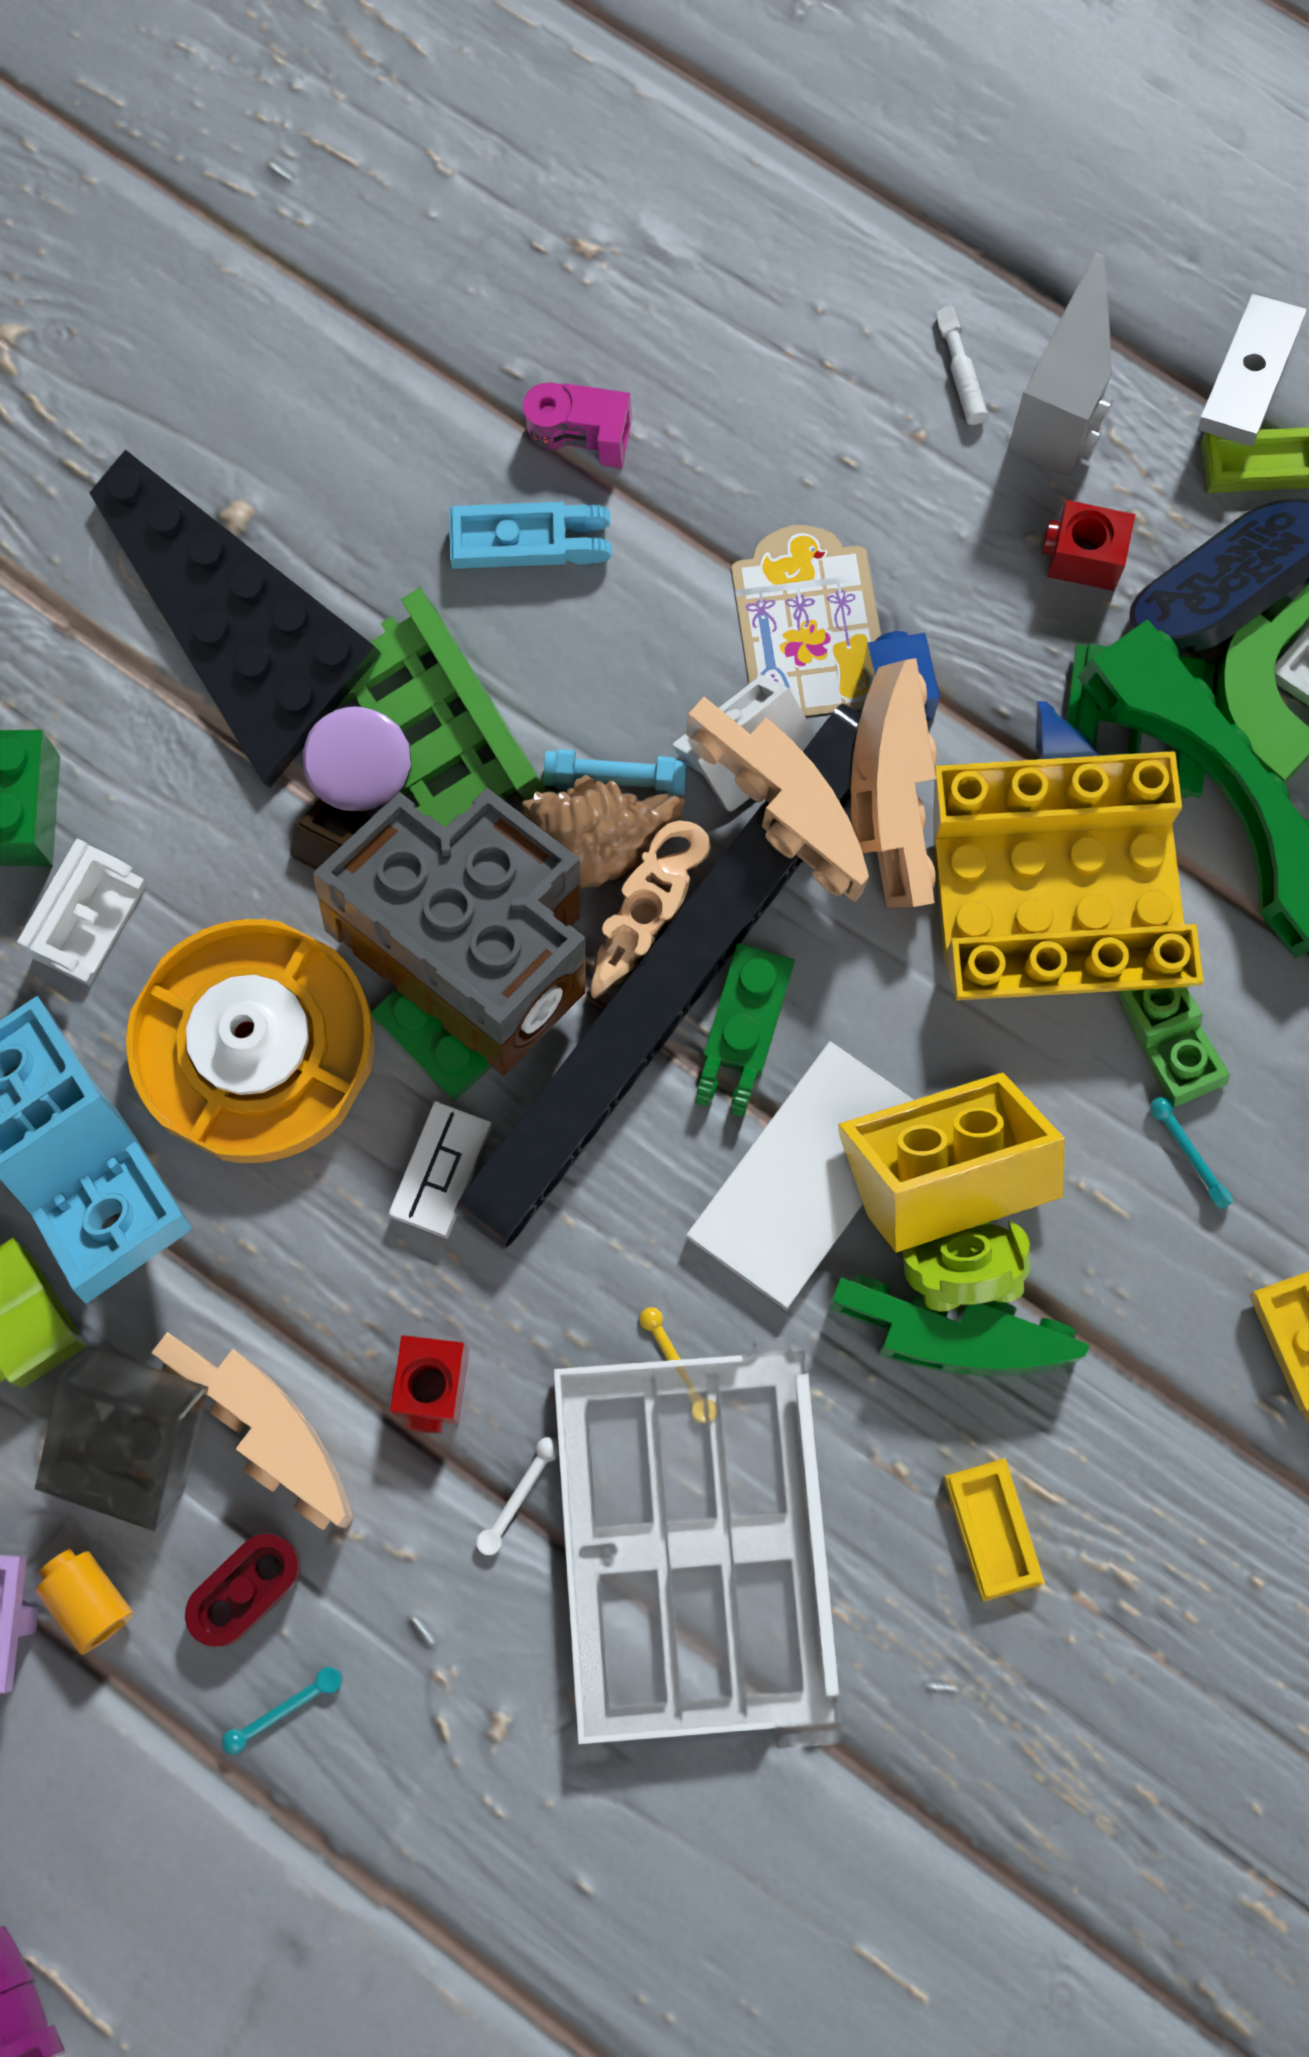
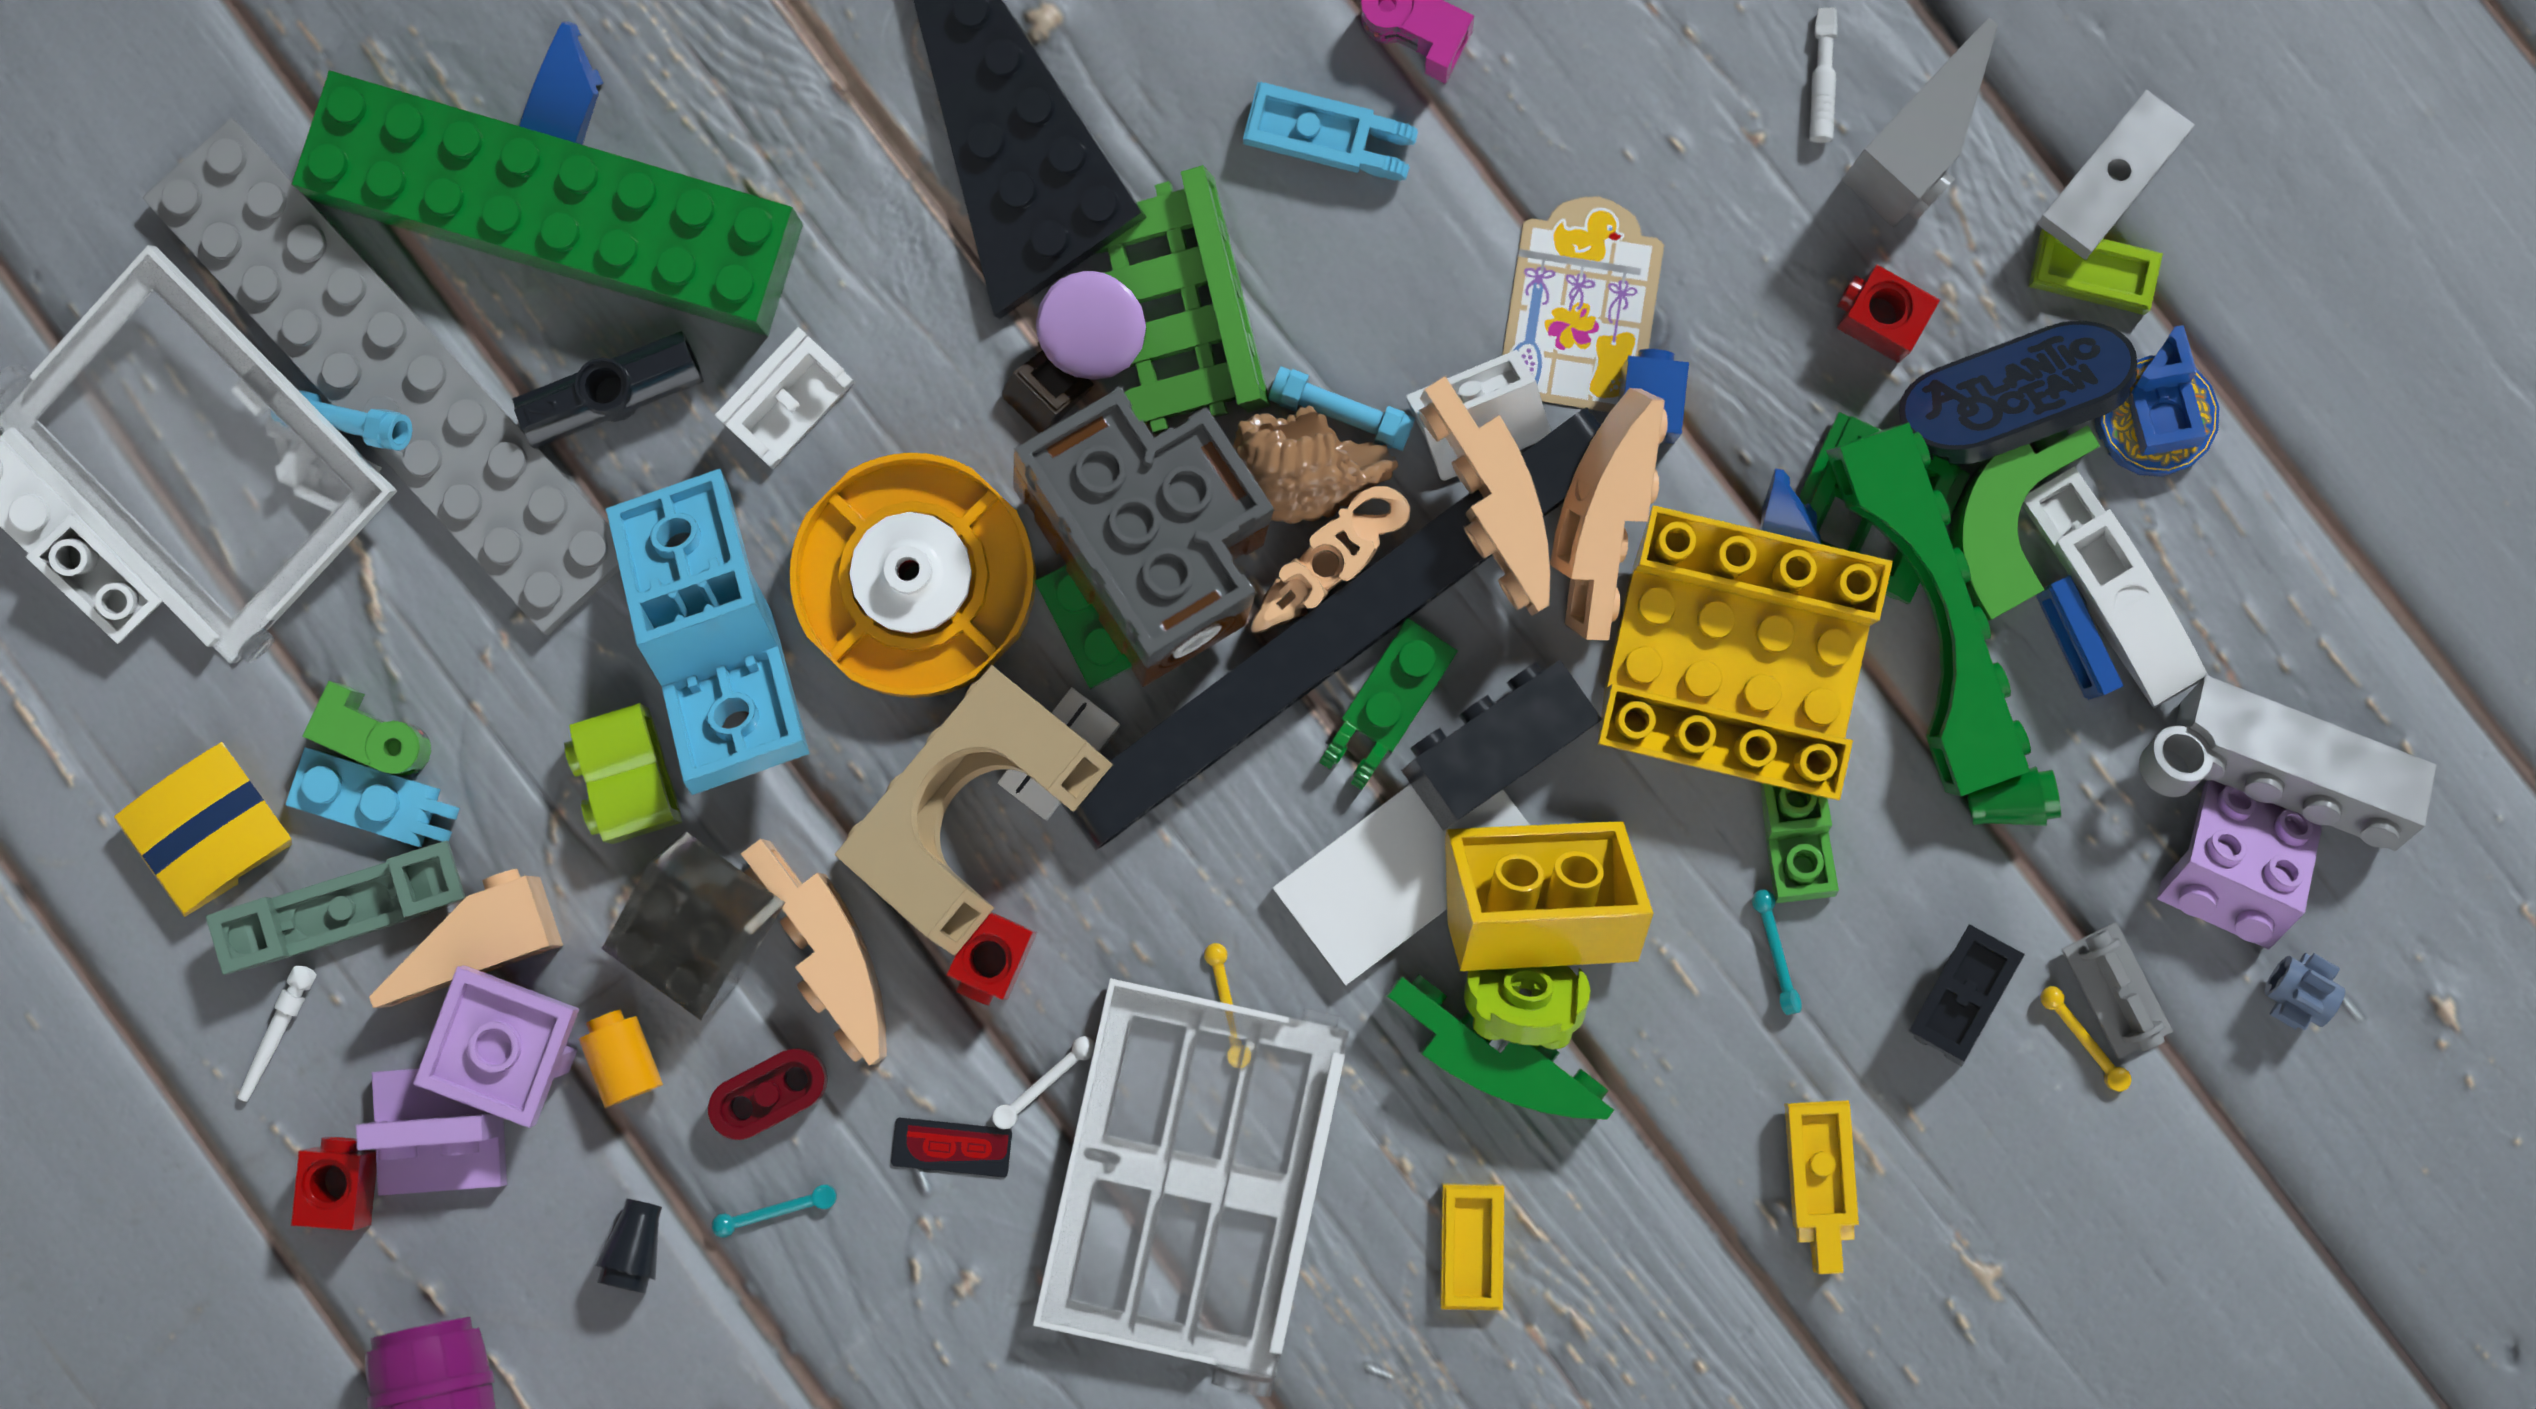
camera: 15 degrees right, 10 degrees up
(144, 1794) = (632, 1248): none -> black cone
(368, 1161) = (899, 839): none -> tan arch
(444, 1590) = (951, 1147): none -> sticker
(861, 1028) = (1499, 742): none -> black brick

